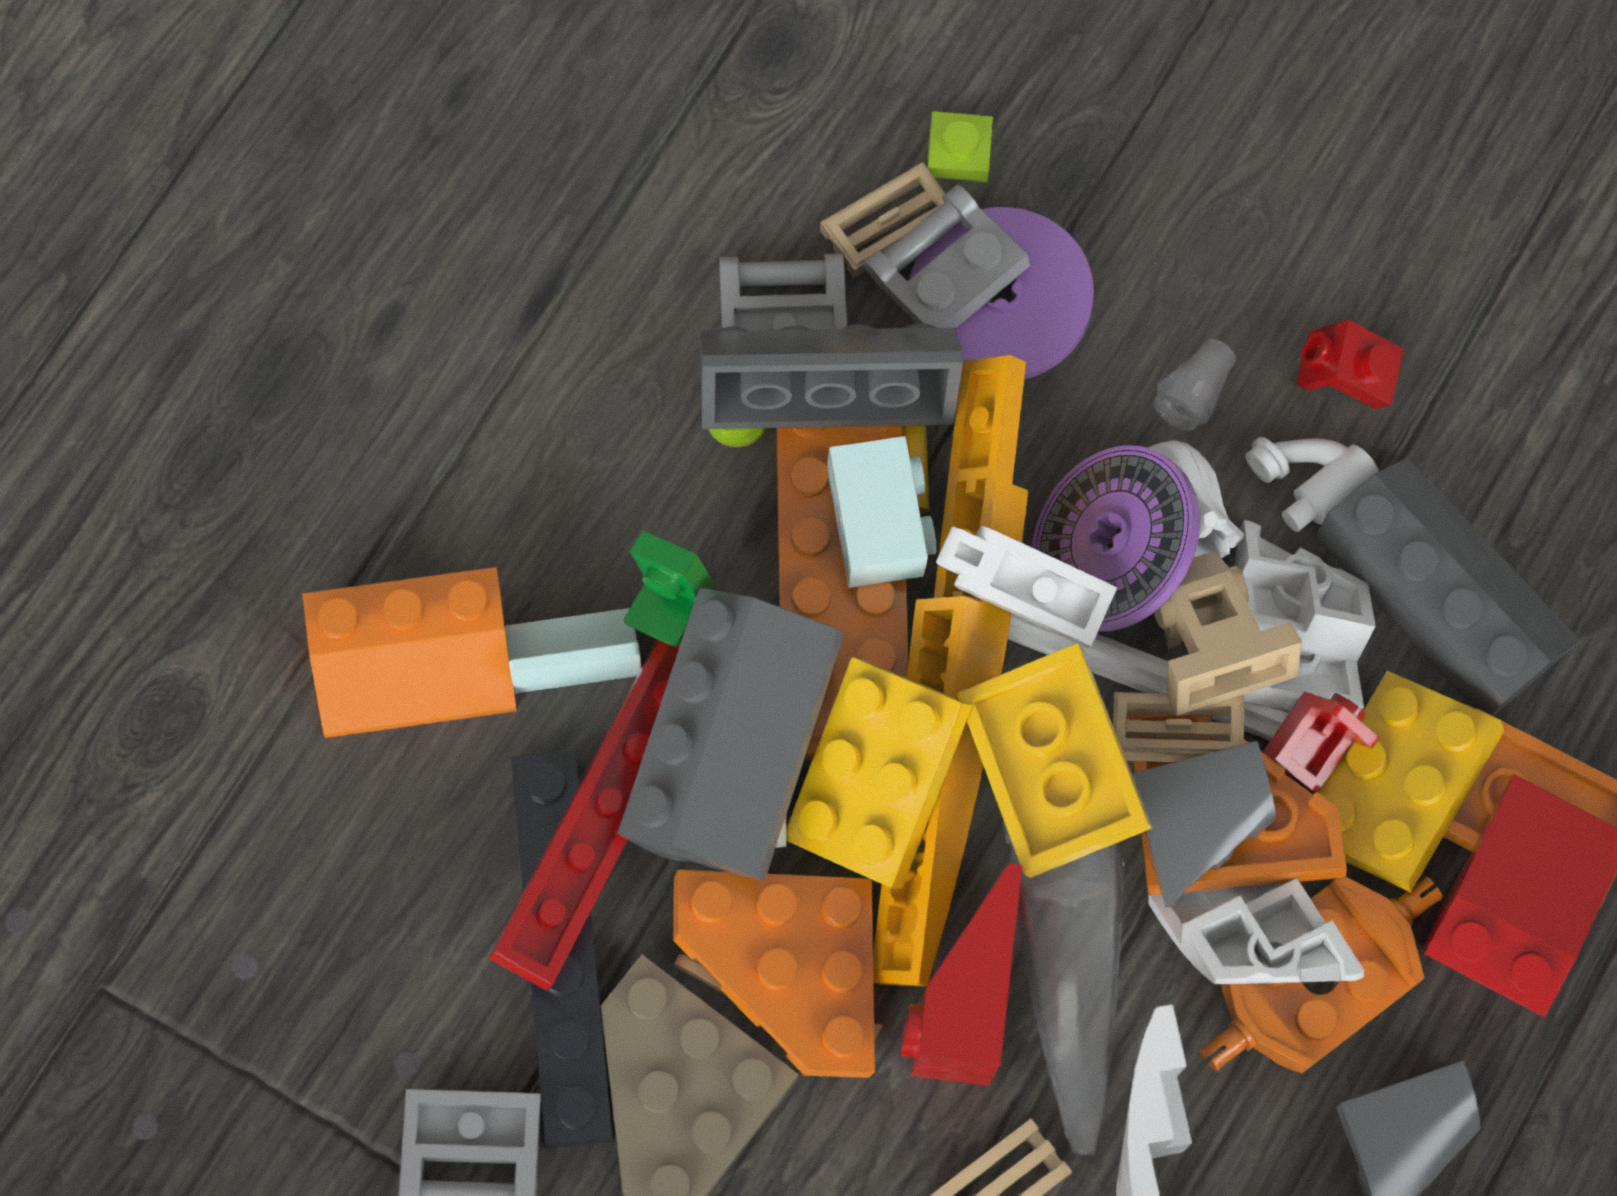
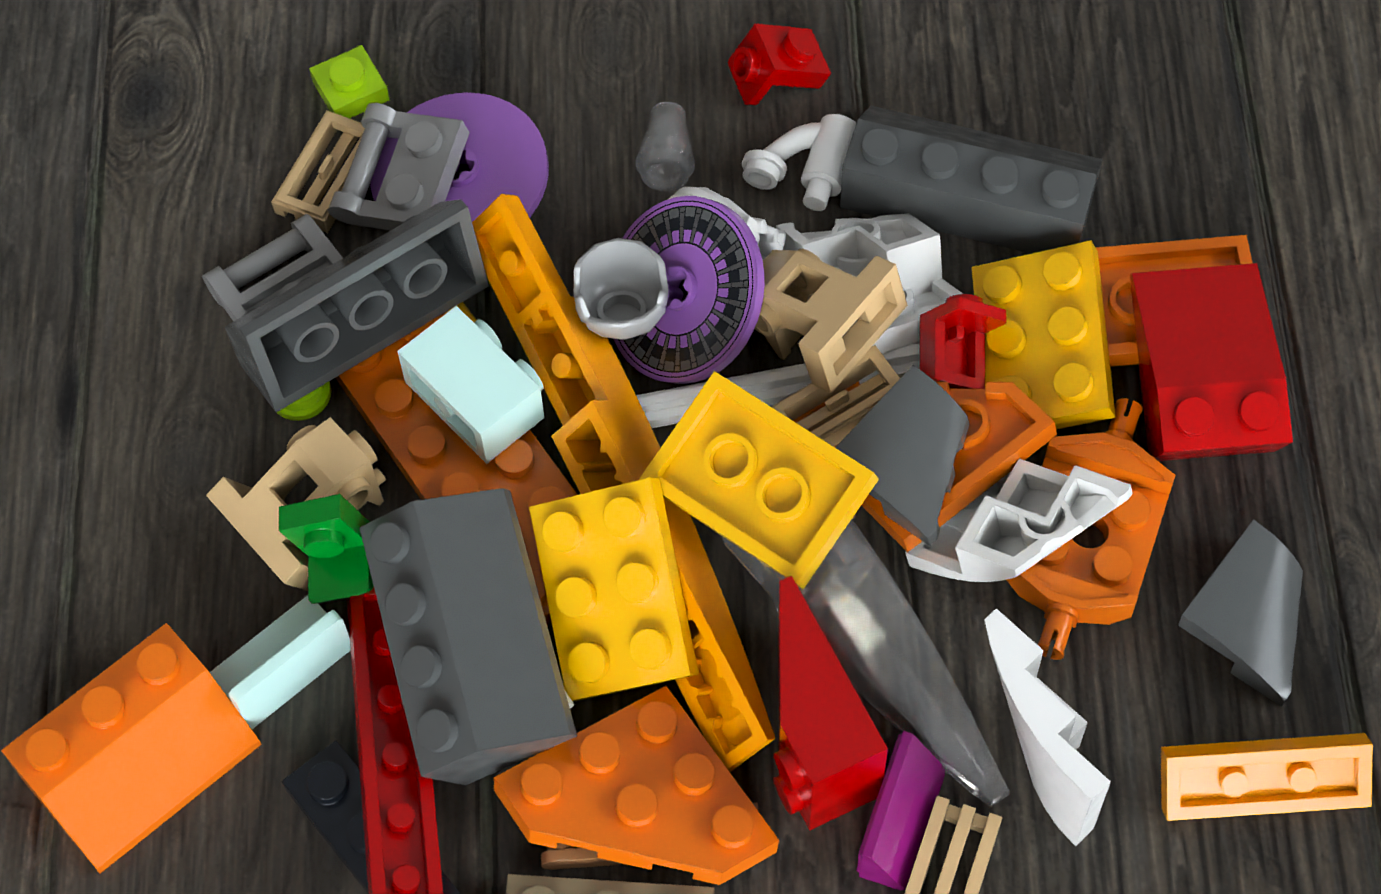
camera: 25 degrees left, 10 degrees down
(715, 509) = (334, 462): none -> tan tile
(991, 1113) = (900, 814): none -> magenta slope
(1027, 583) = (636, 359): white hinge -> none
(1056, 506) = (620, 288): none -> light grey hair

